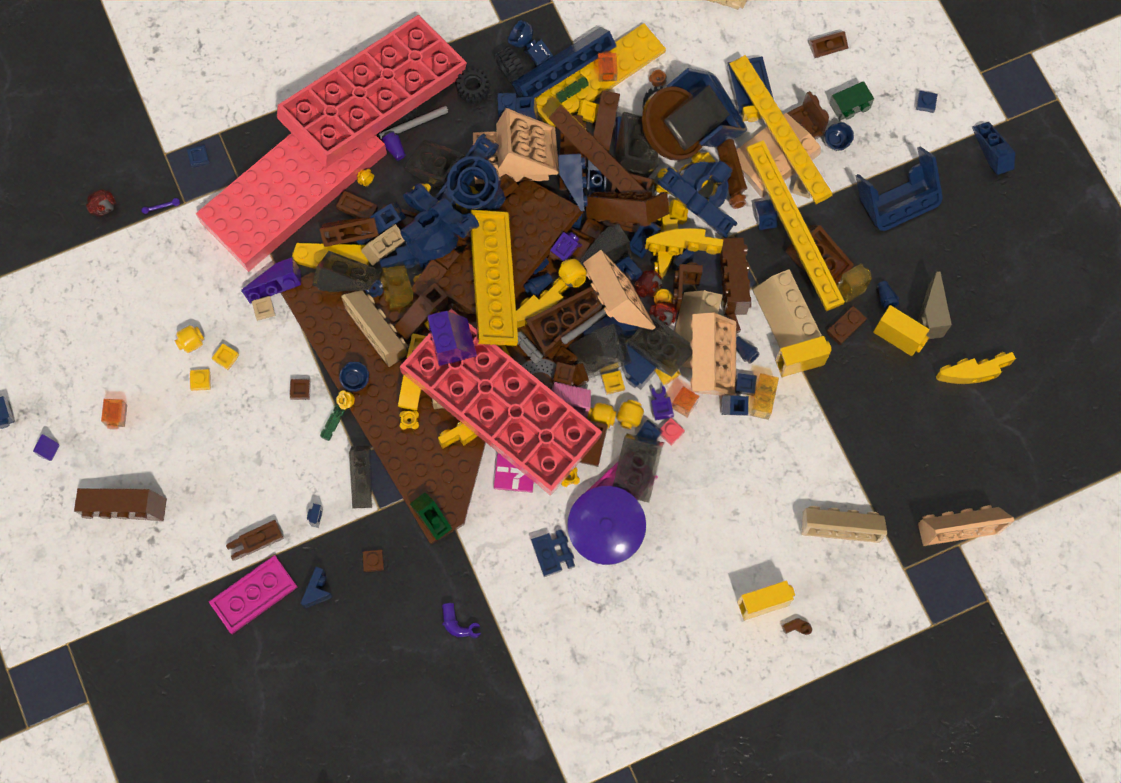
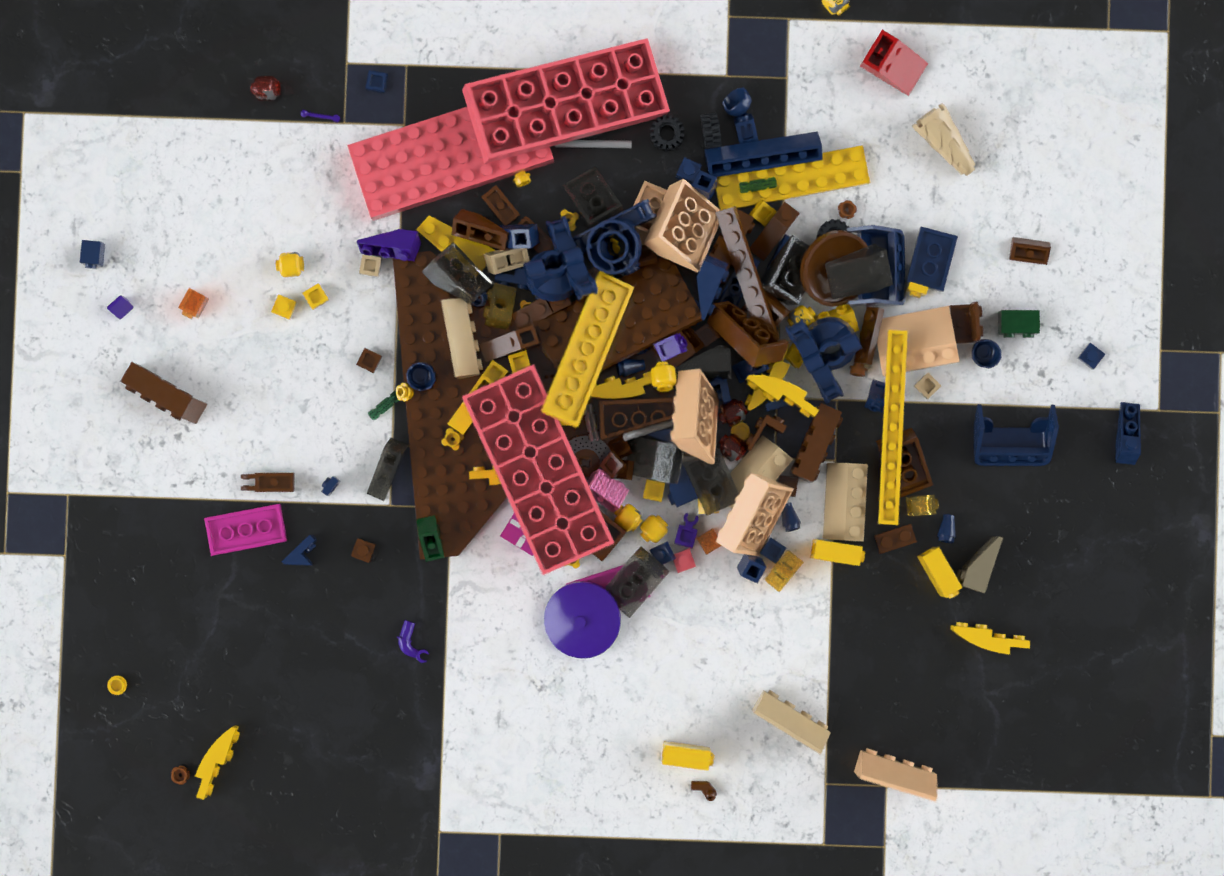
camera: 25 degrees right, 15 degrees up
(394, 146) = (563, 160): dark purple cone -> none
(451, 337) = (518, 397): dark purple slope -> none
(547, 556) = (517, 620): dark blue plate -> none
(607, 66) = (802, 178): clear orange brick -> none
(781, 130) = (930, 324): yellow plate -> none

